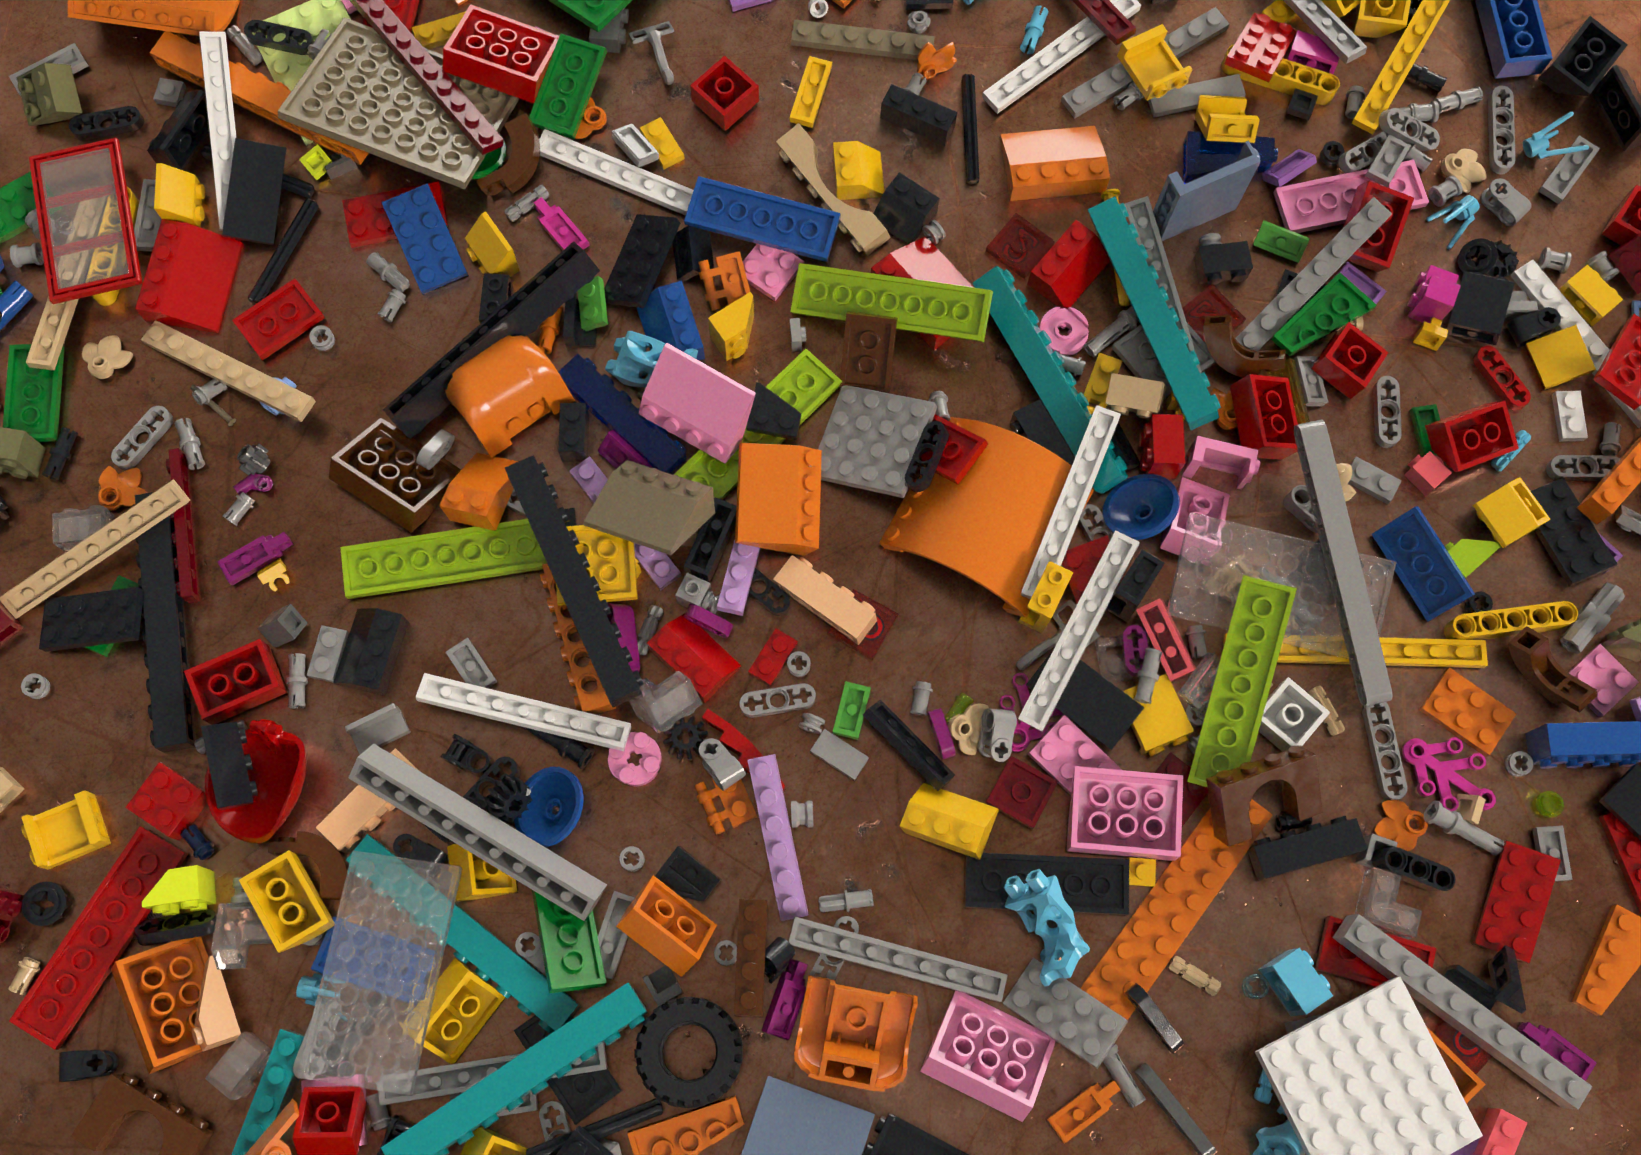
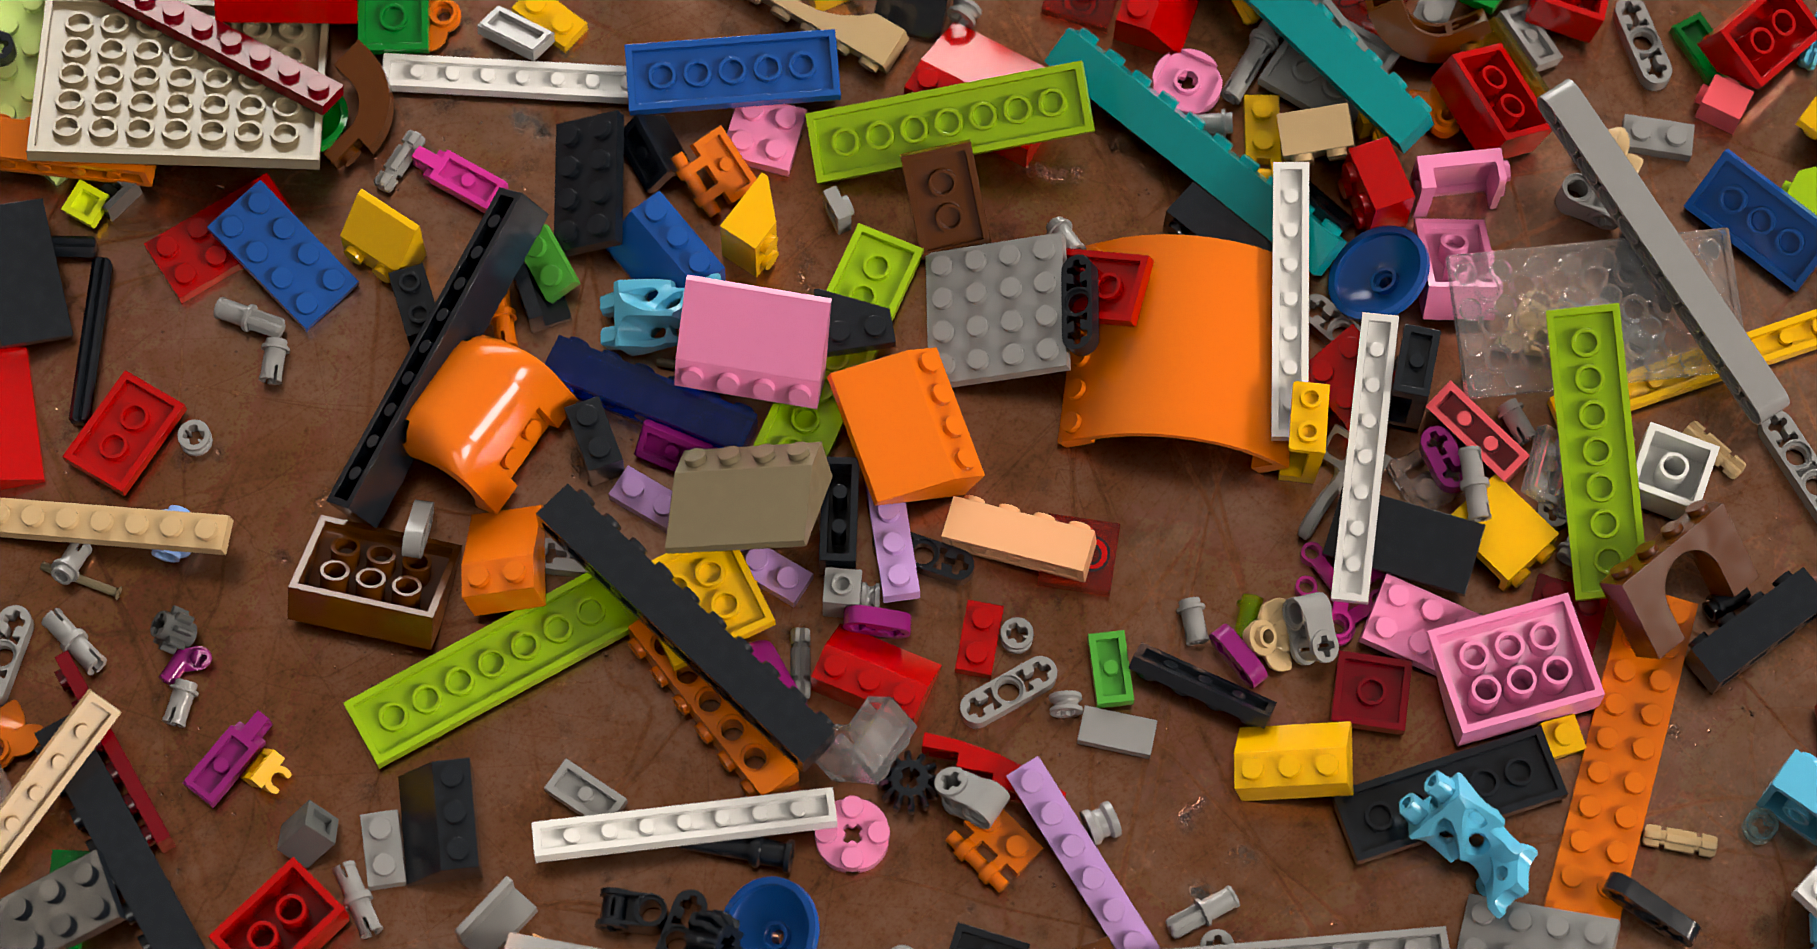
camera: 20 degrees left, 5 degrees down
(315, 48) = (27, 51): light grey pin -> none

